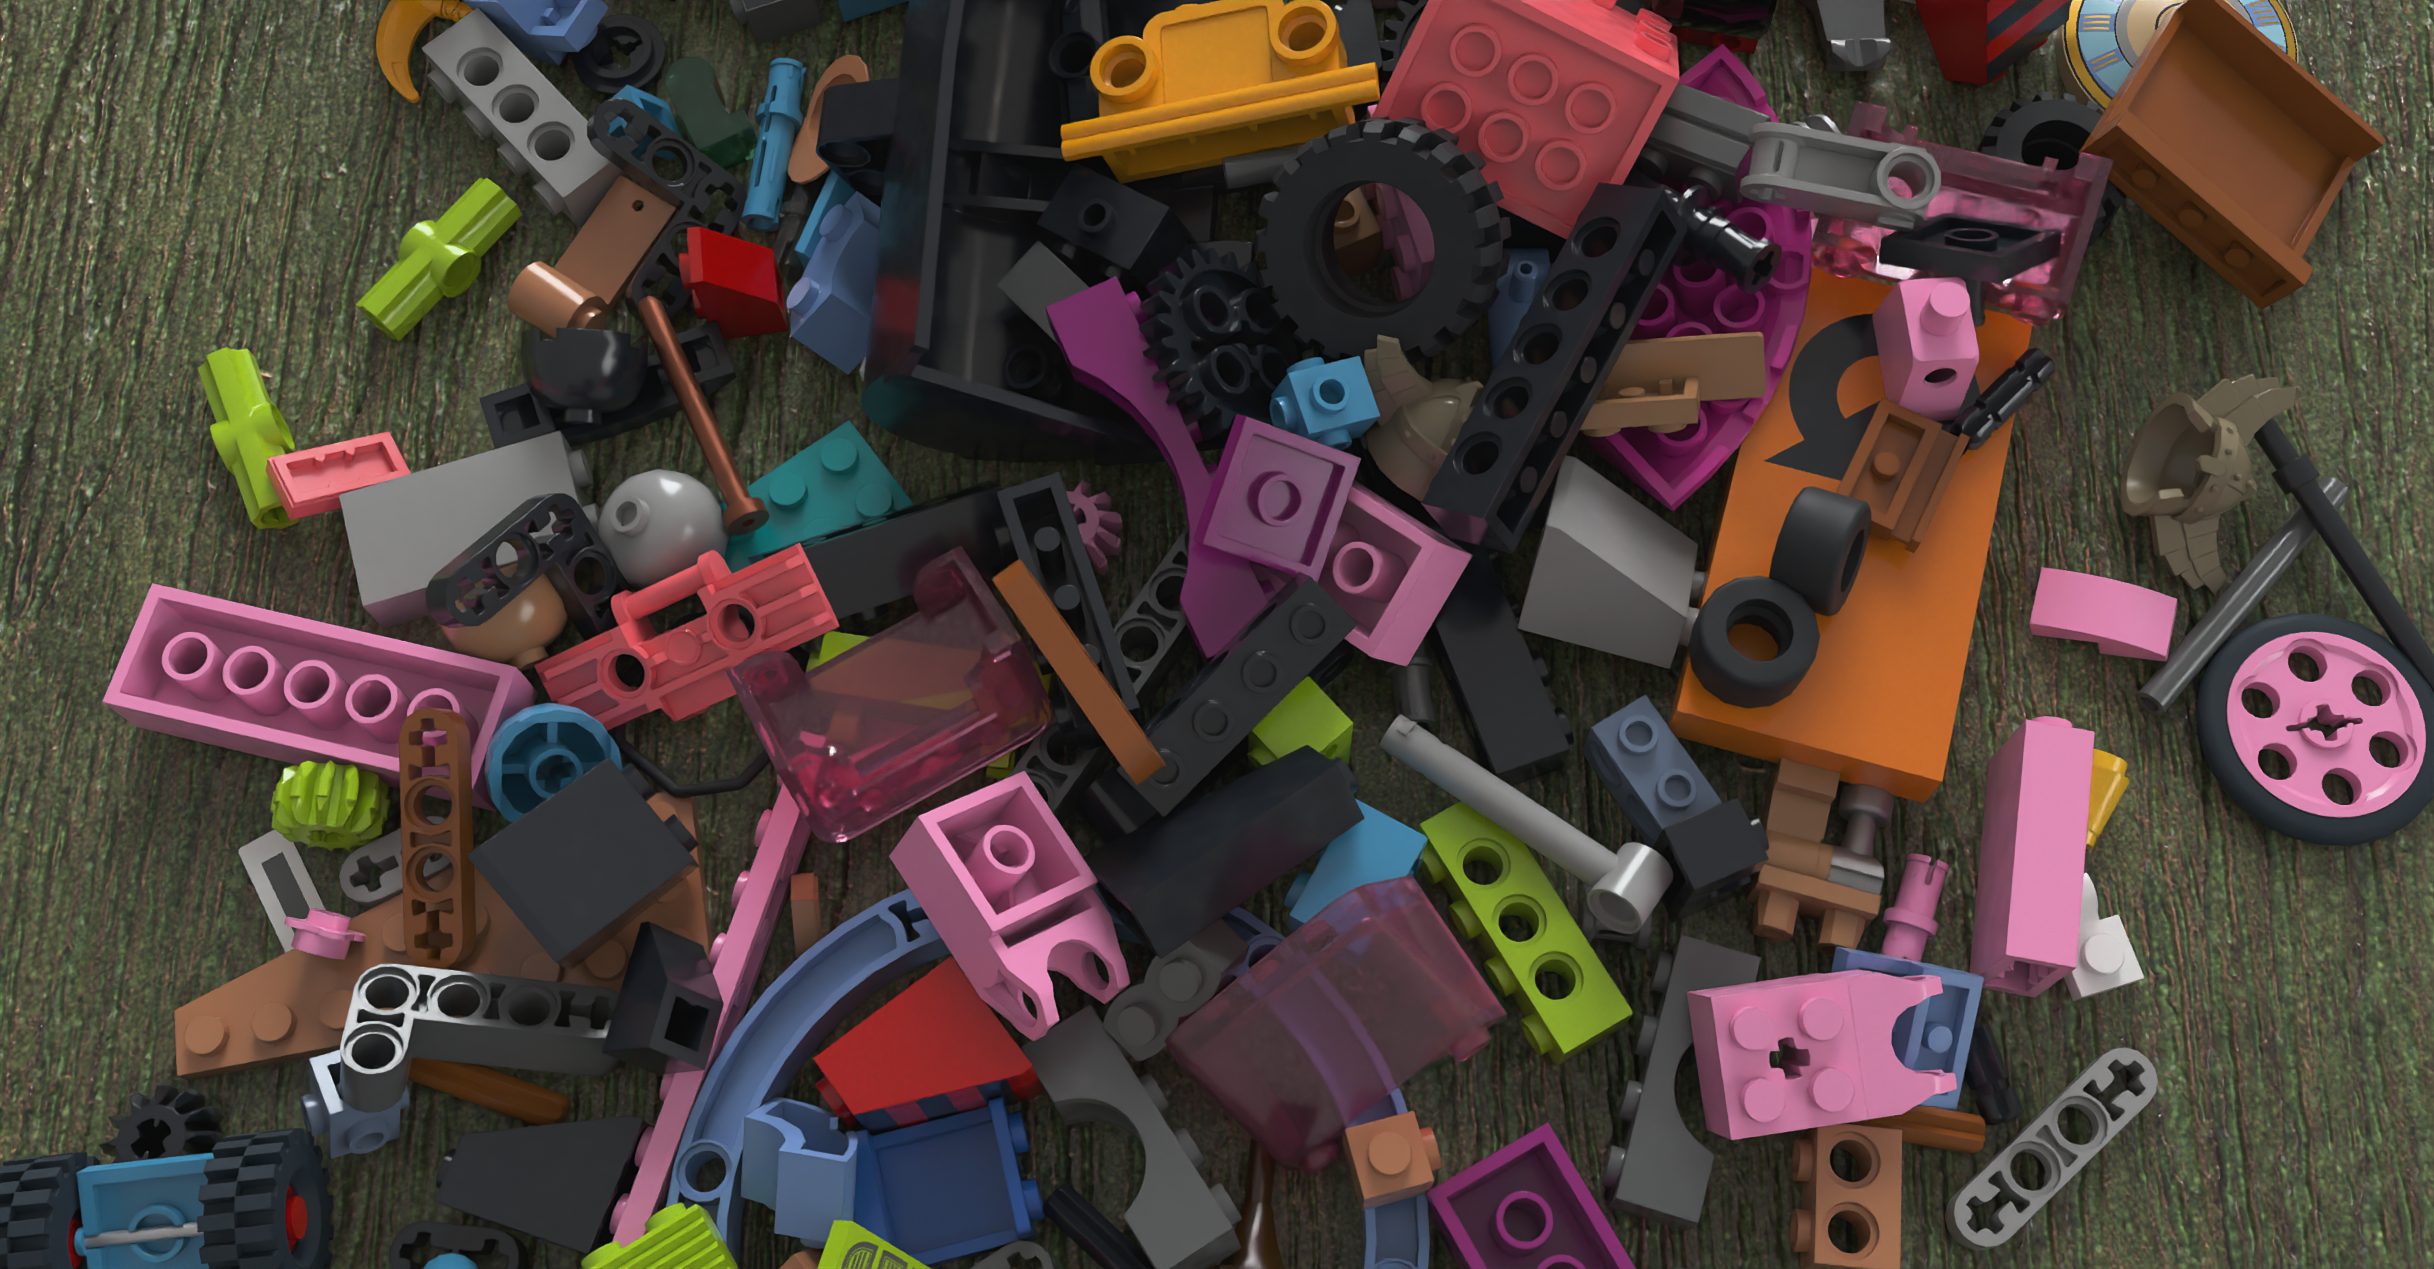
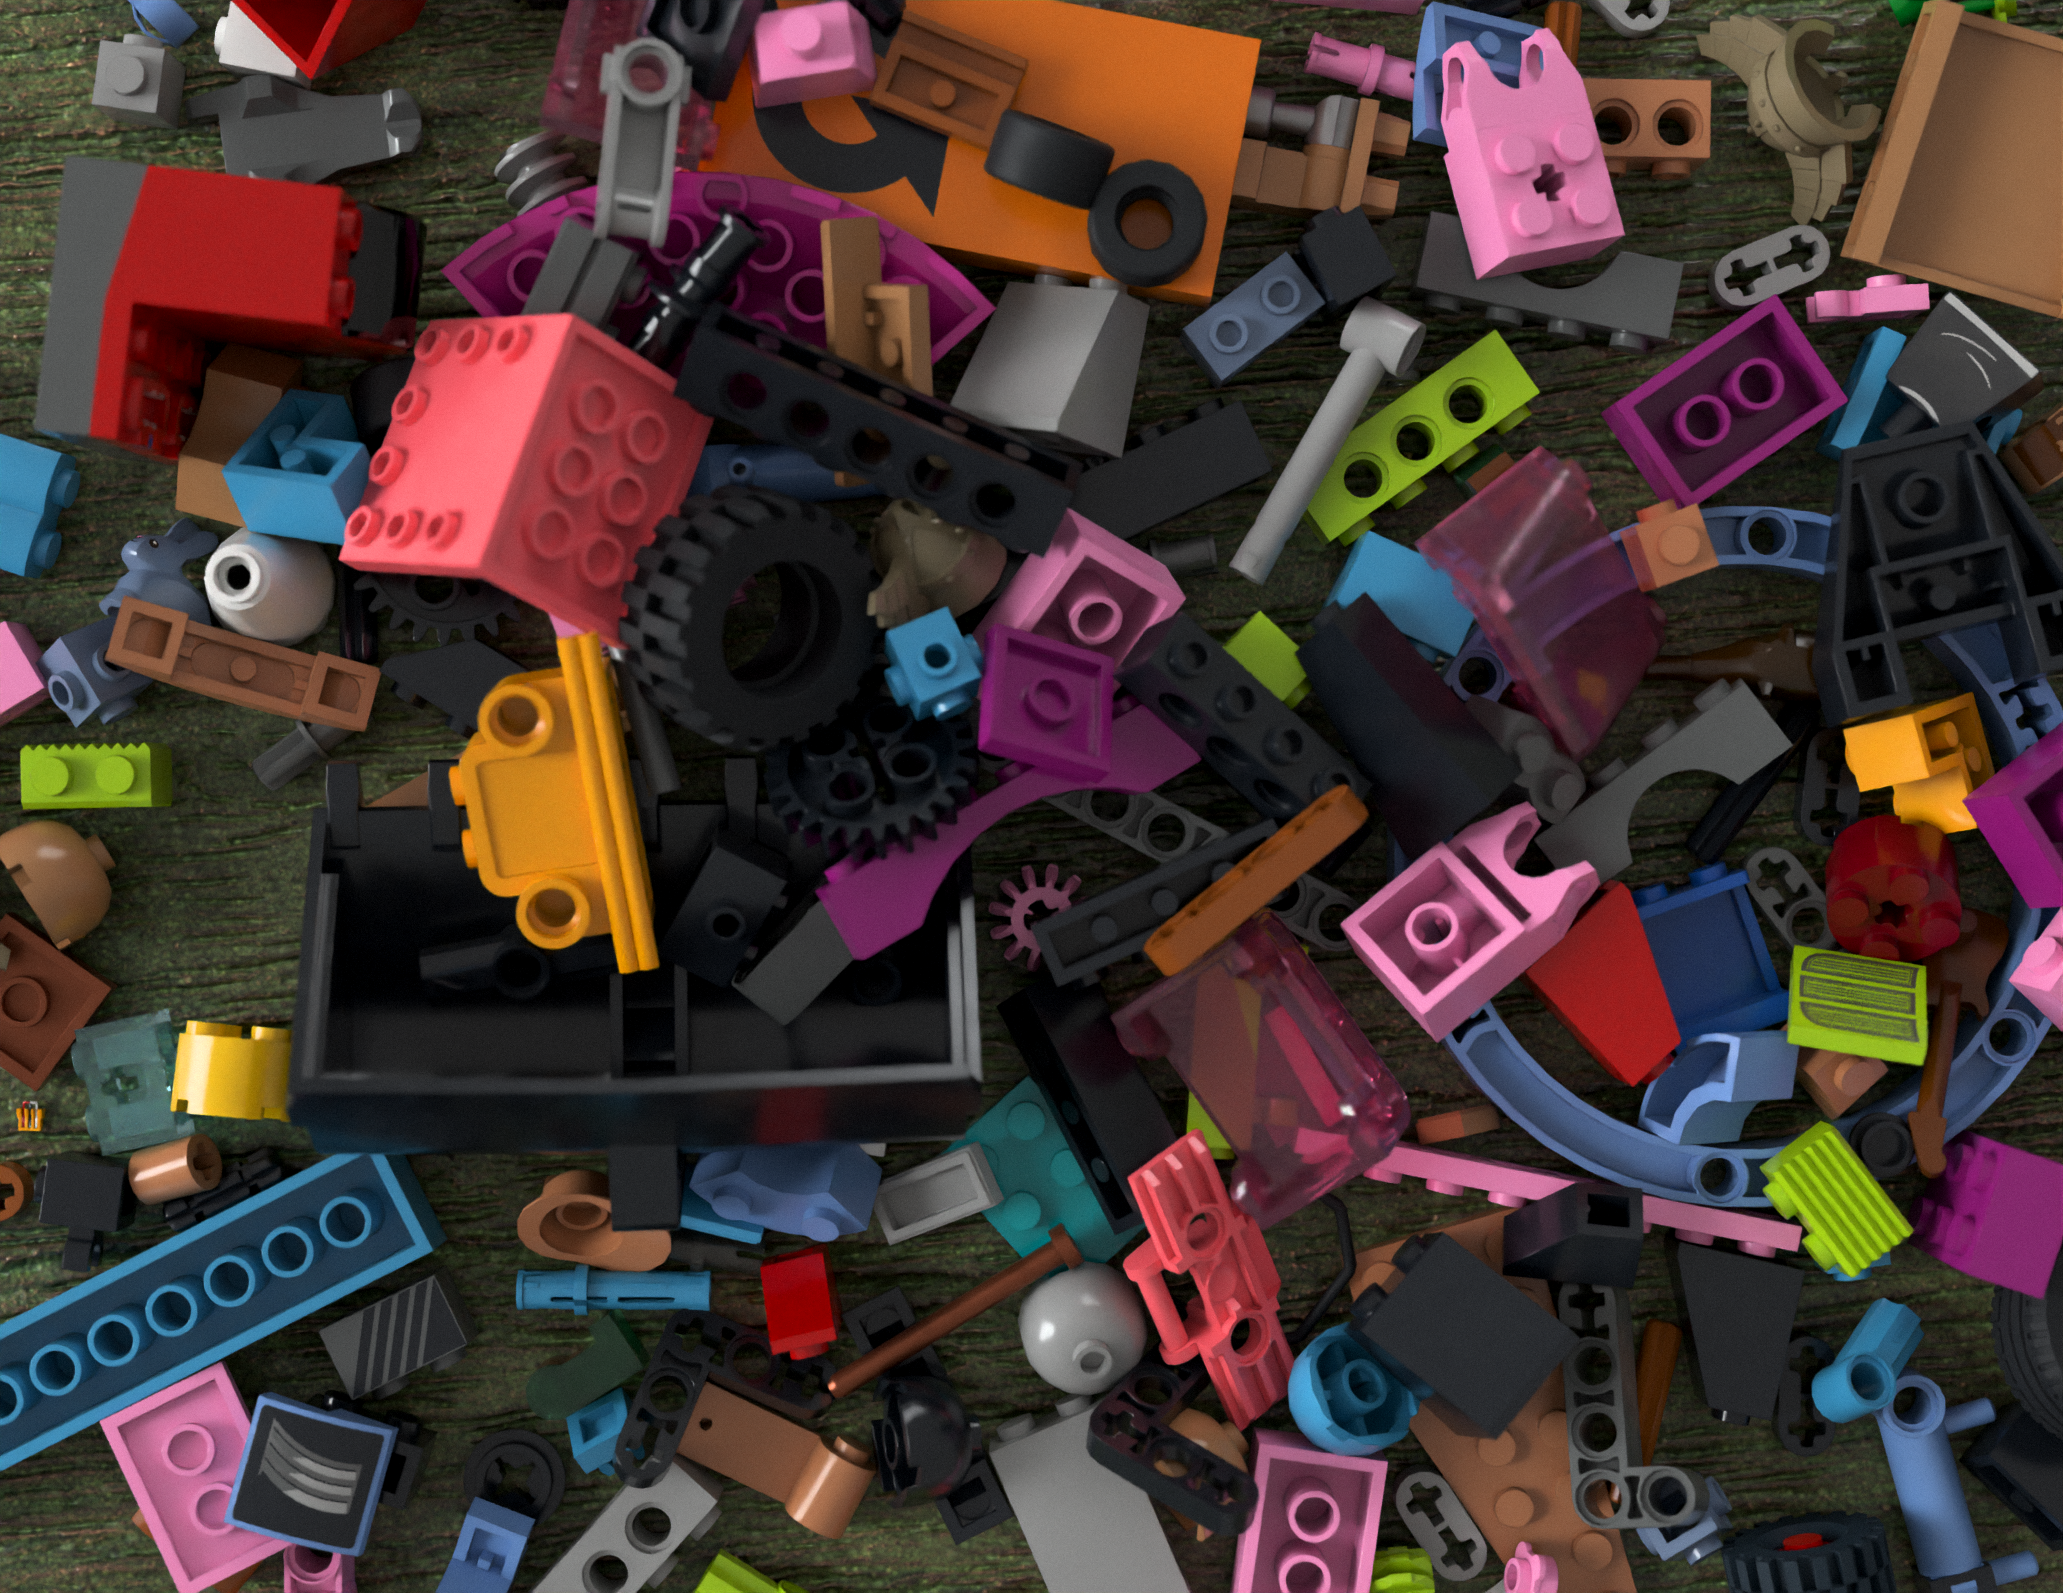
camera: 95 degrees left, 20 degrees up
(423, 838) = (1440, 1495): dark orange beam -> none
(817, 413) = (936, 1193): none -> light grey tile

